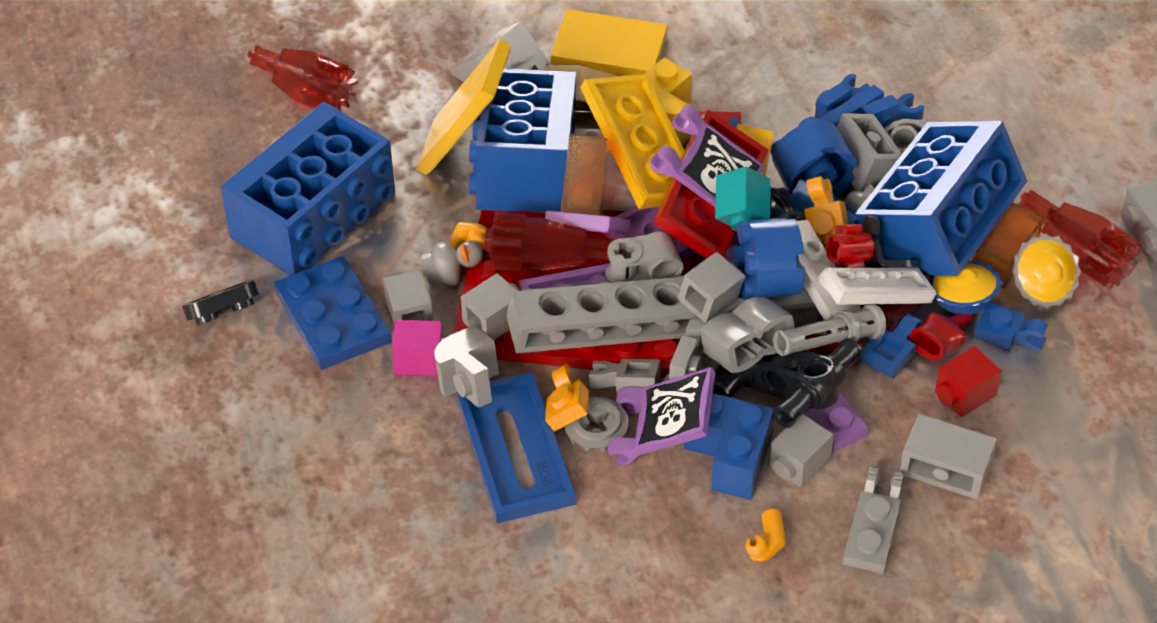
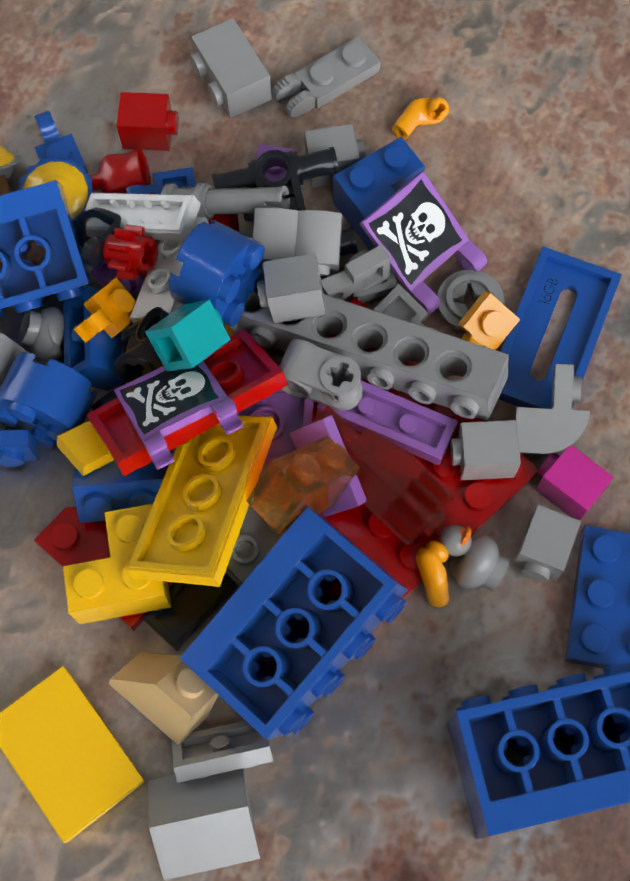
camera: 140 degrees left, 20 degrees up
(464, 107) = (334, 703): yellow tile -> none

